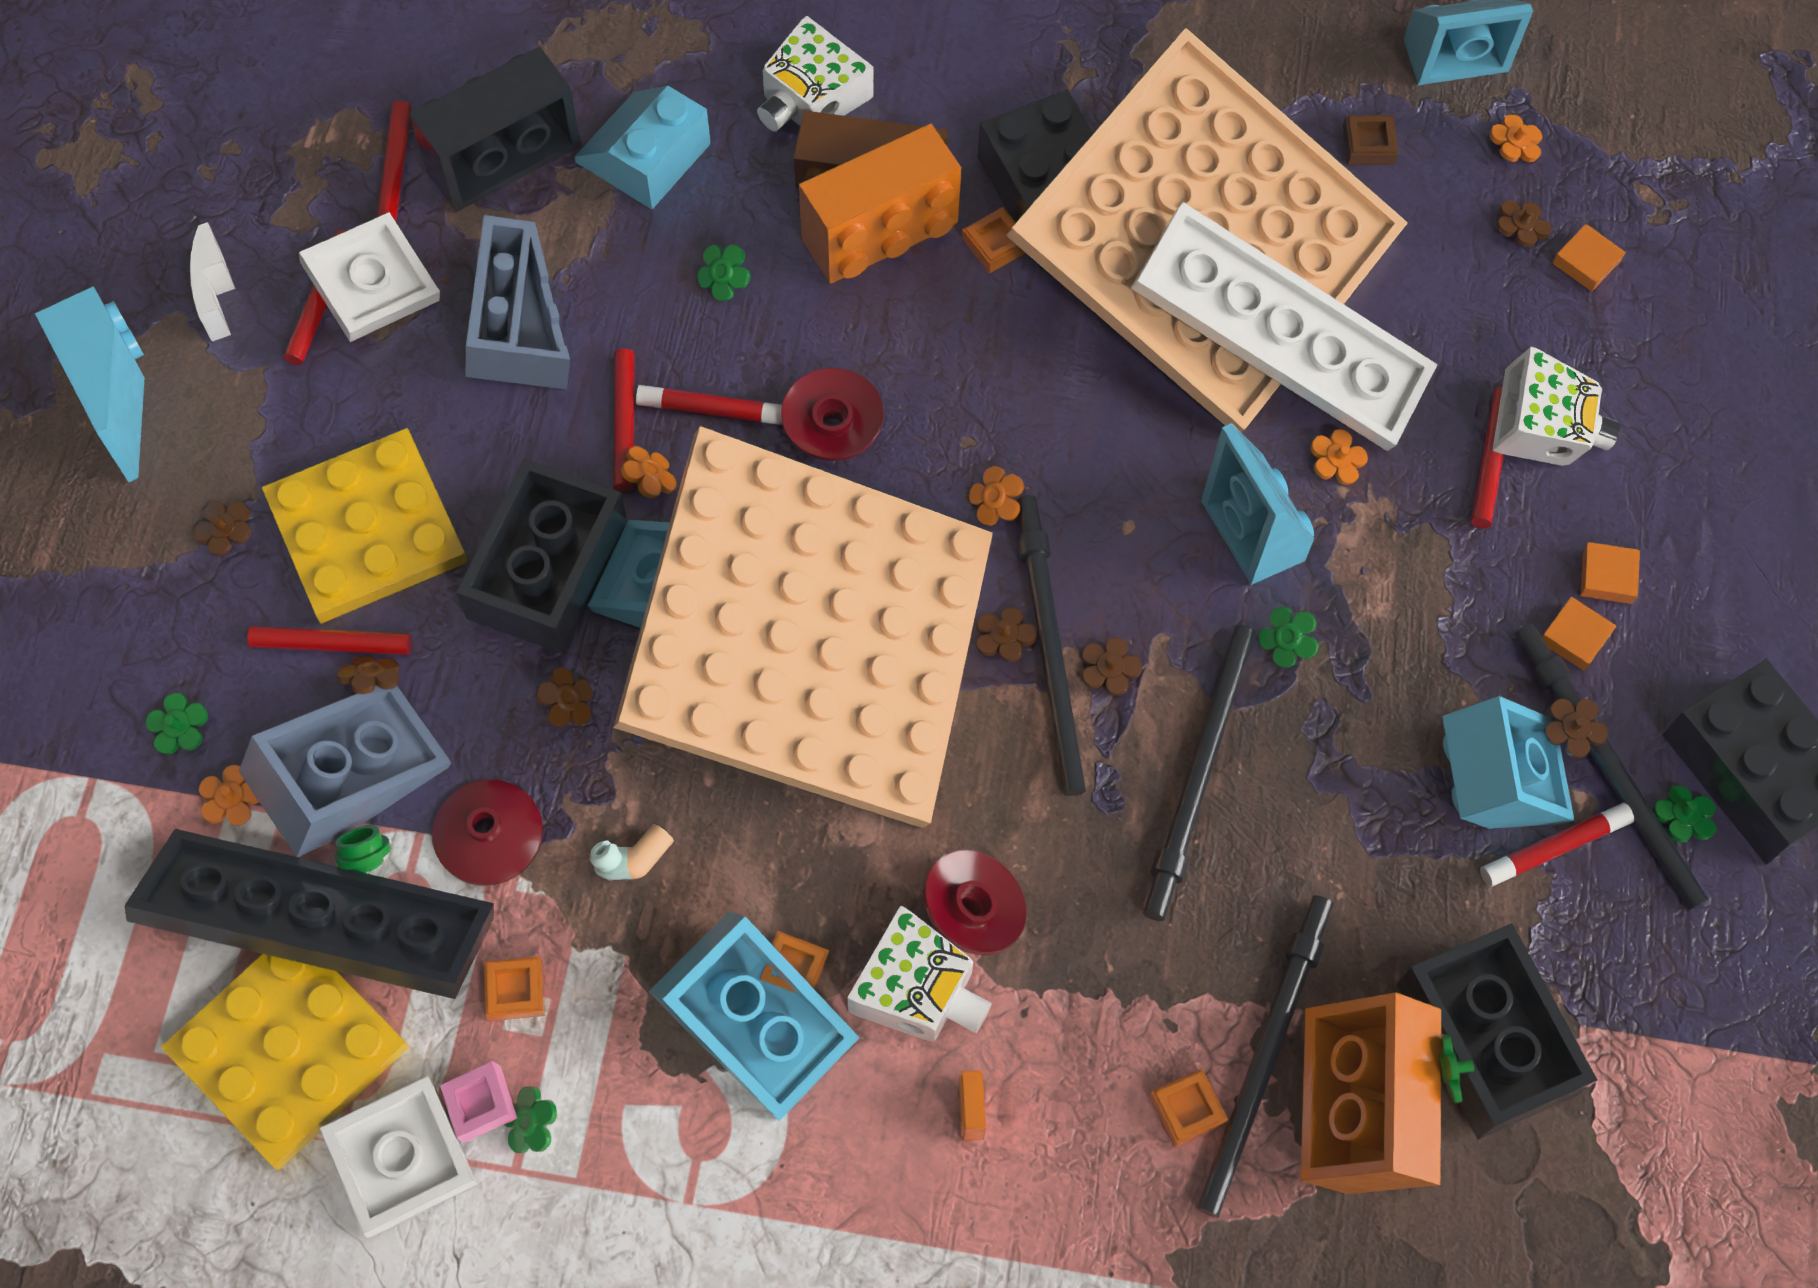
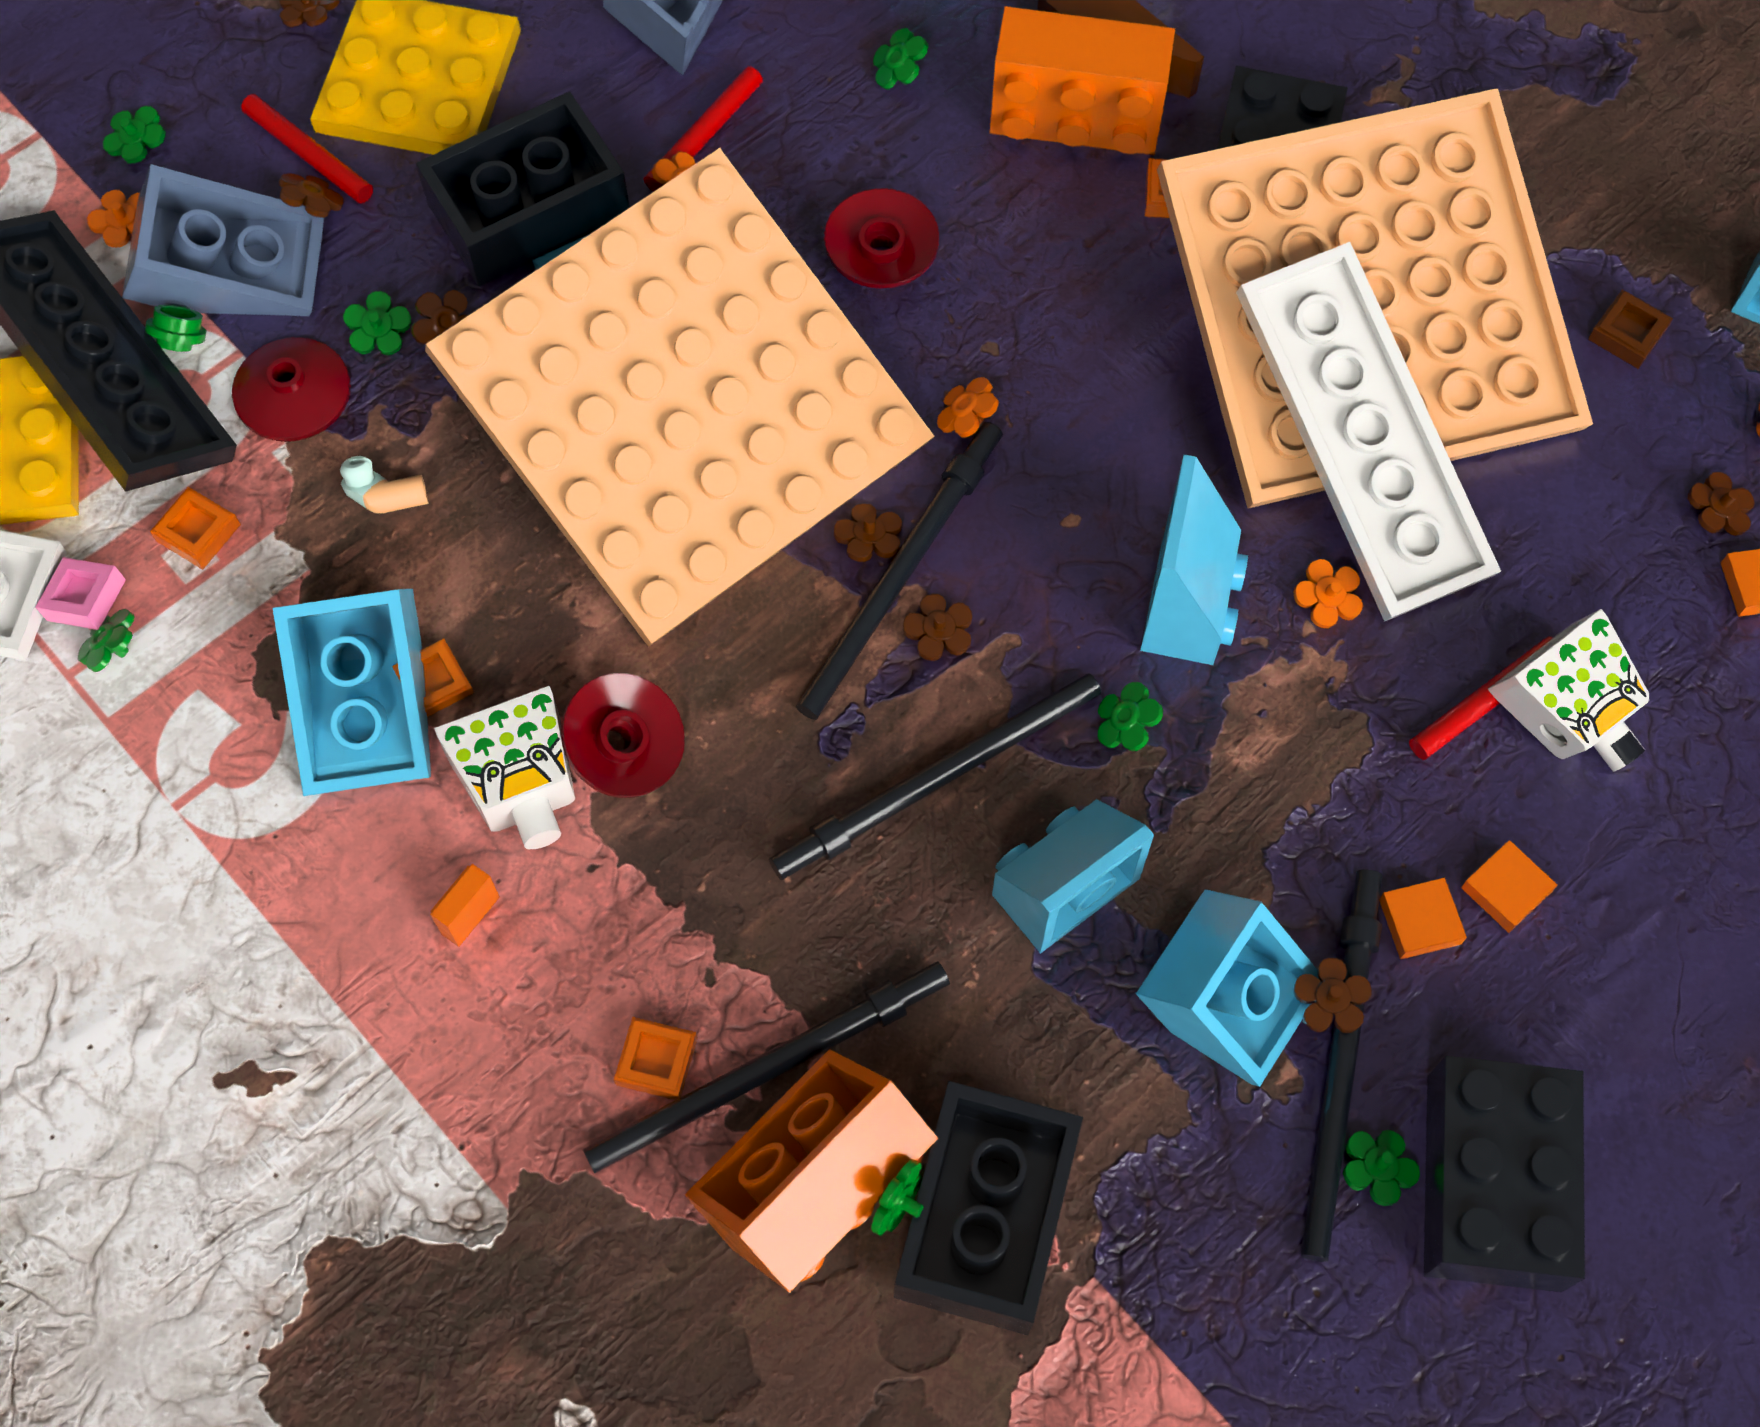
camera: 40 degrees right, 0 degrees up
(510, 737) = (377, 325): none -> green plant
(709, 404) = (784, 160): red bar -> none
(1351, 767) = (1071, 871): none -> medium azure slope
(1556, 844) = (1221, 1095): red bar -> none

